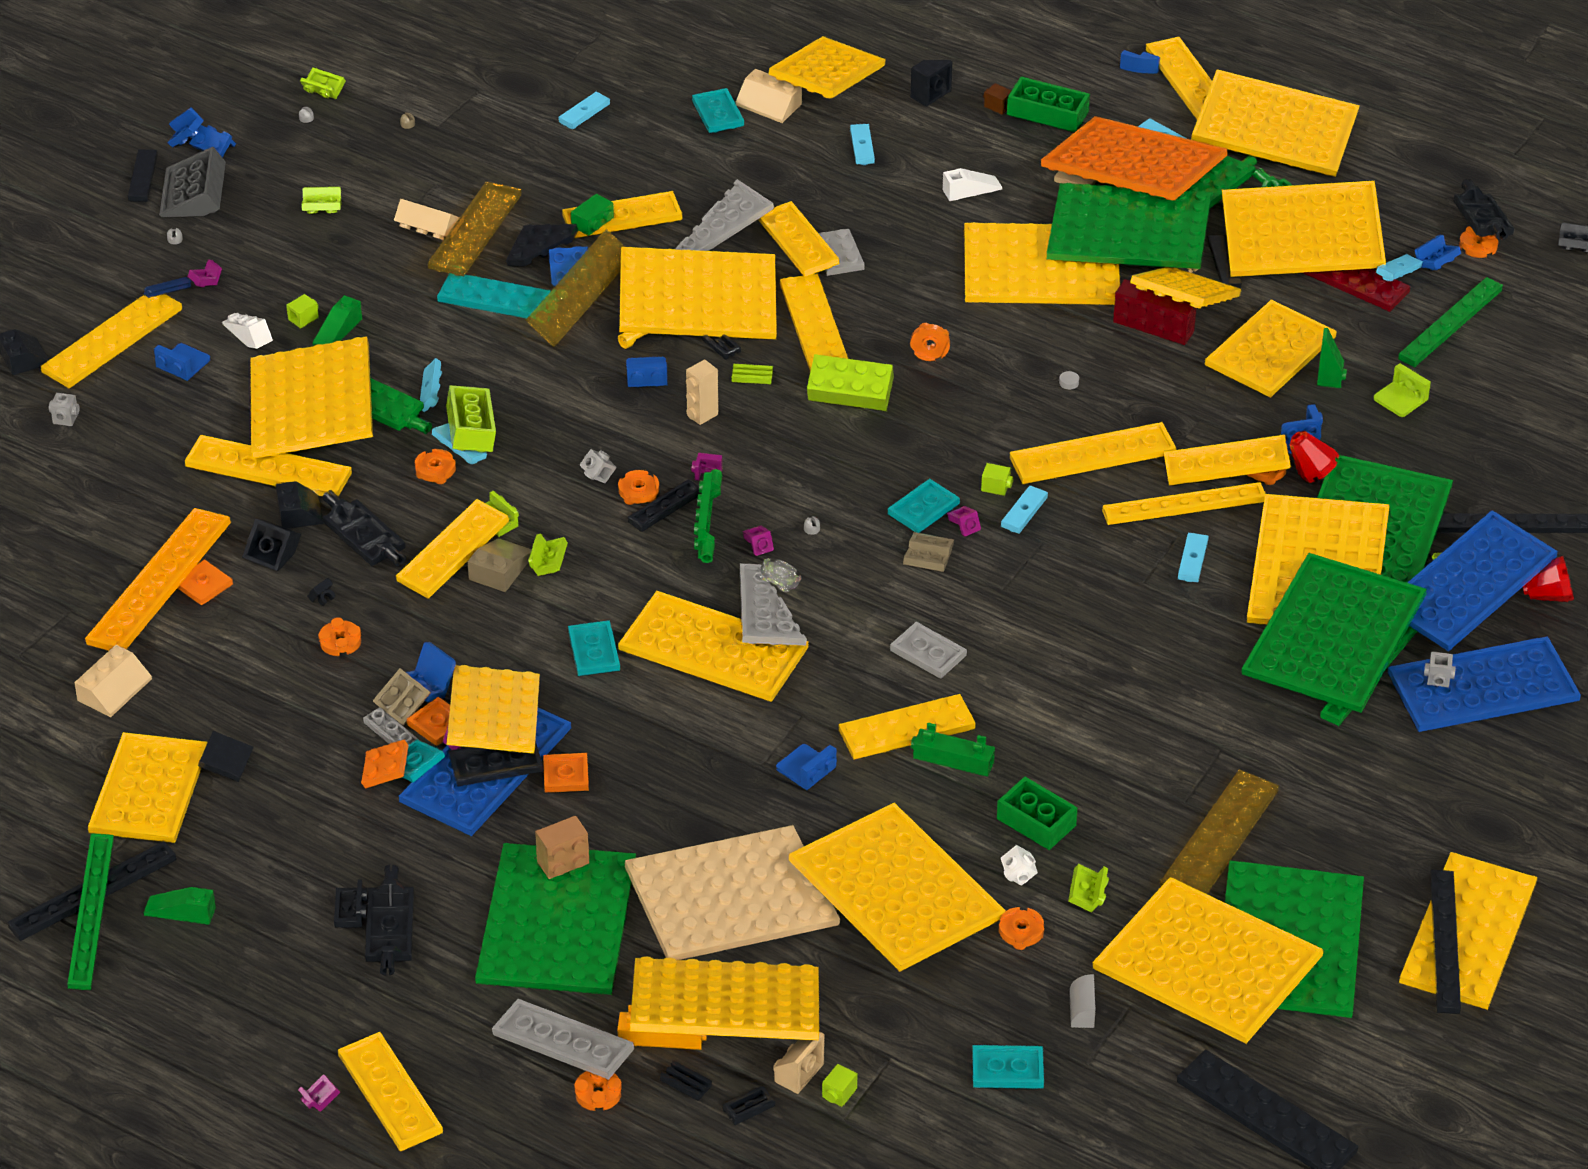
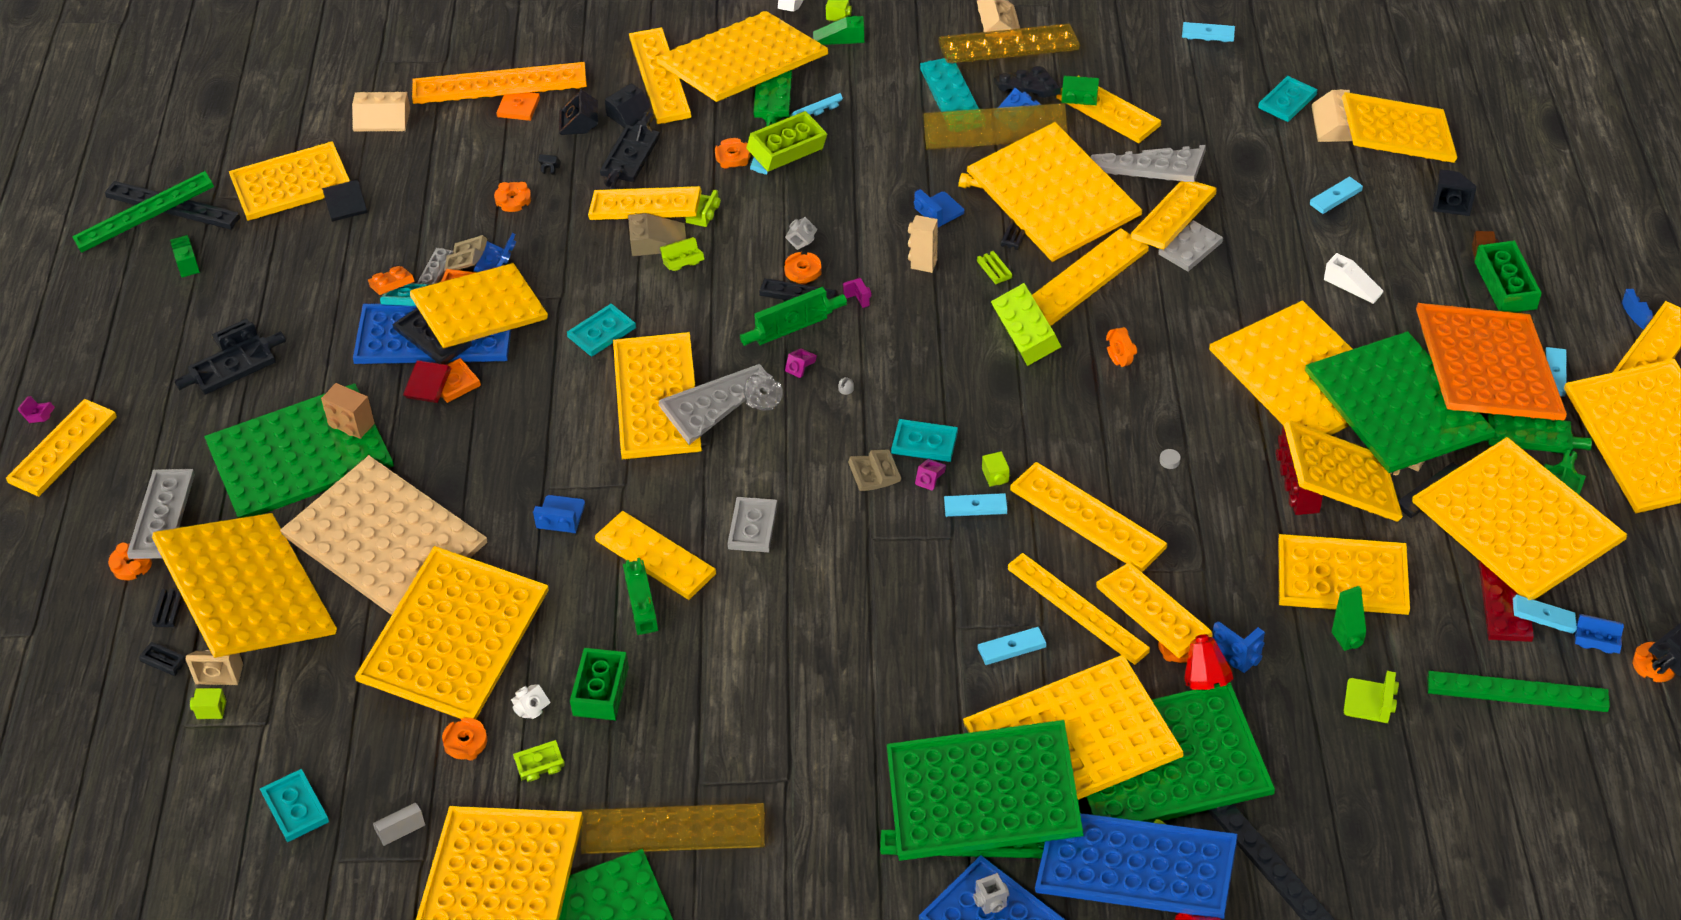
camera: 60 degrees right, 5 degrees up
(557, 787) = (427, 381): none -> dark red tile

